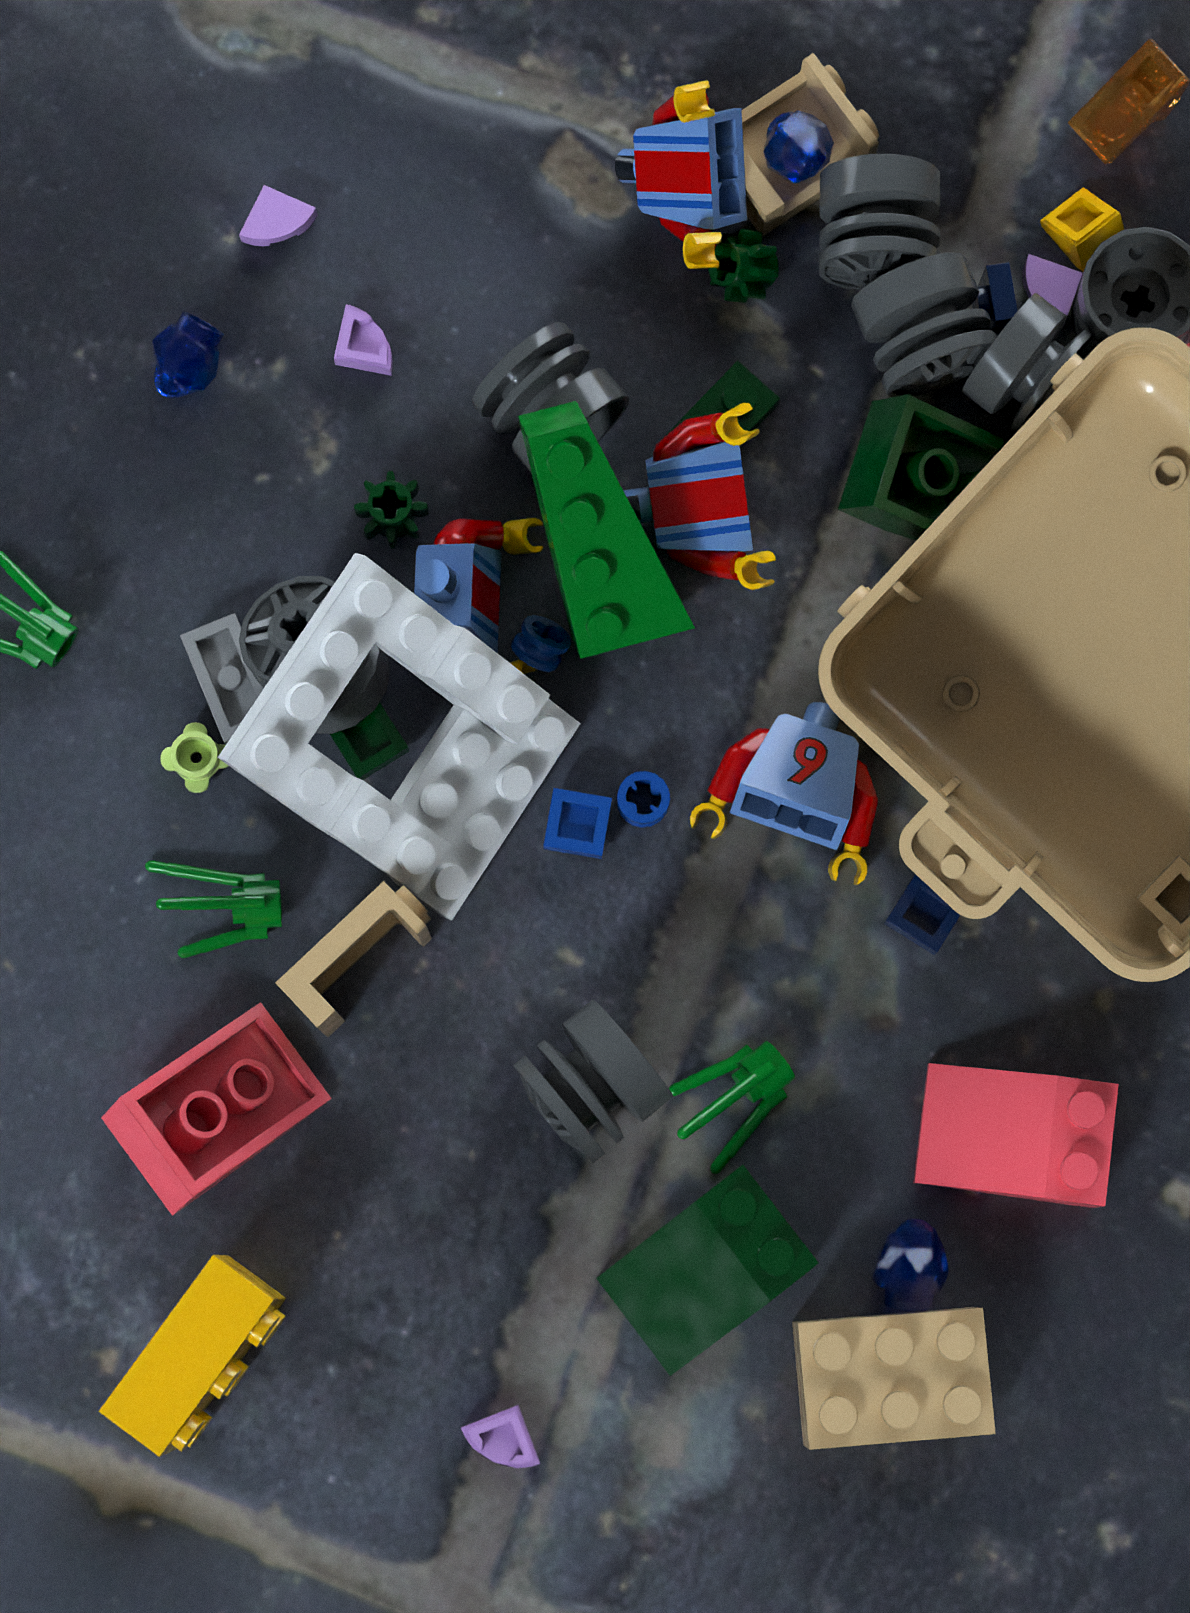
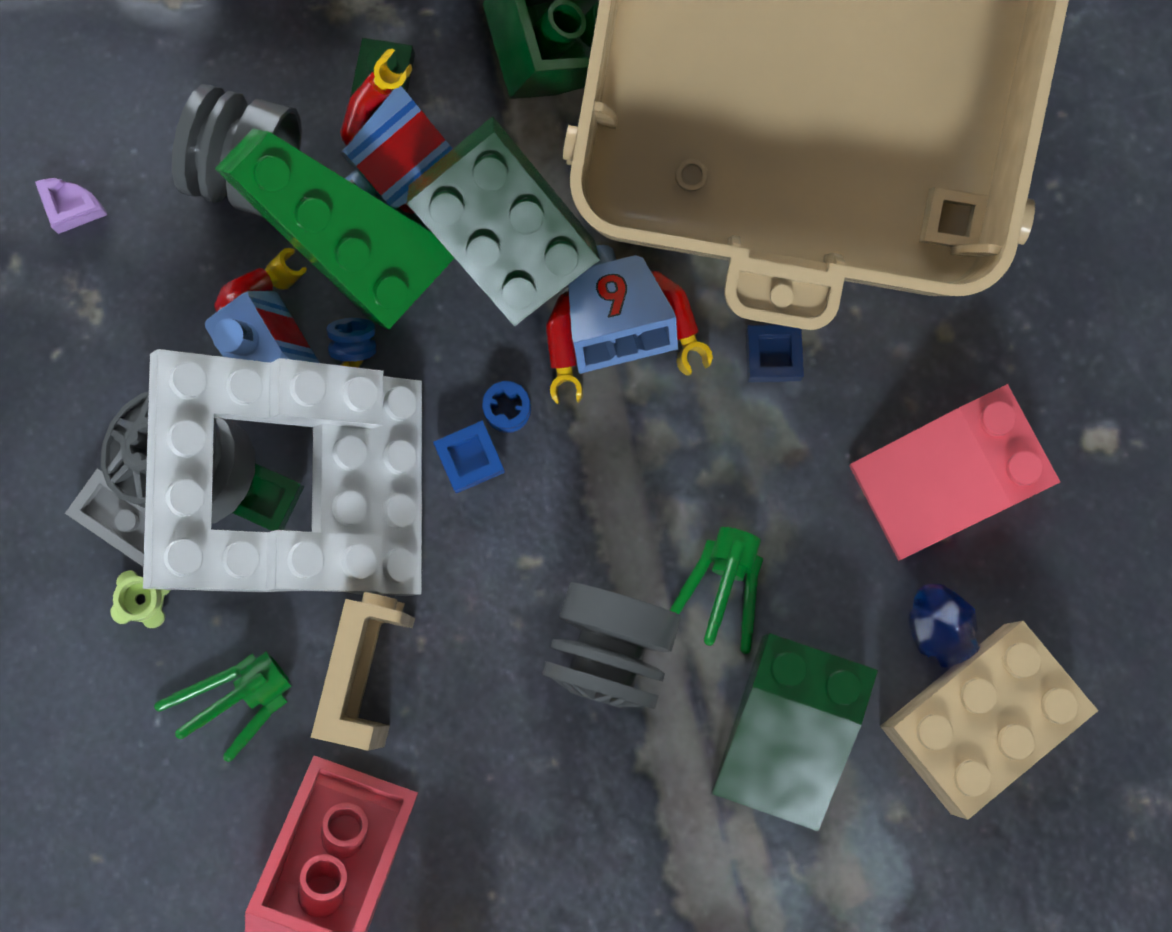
camera: 30 degrees left, 0 degrees up
(405, 515) = (155, 306): dark green gear -> none
(748, 628) = (502, 222): none -> brick

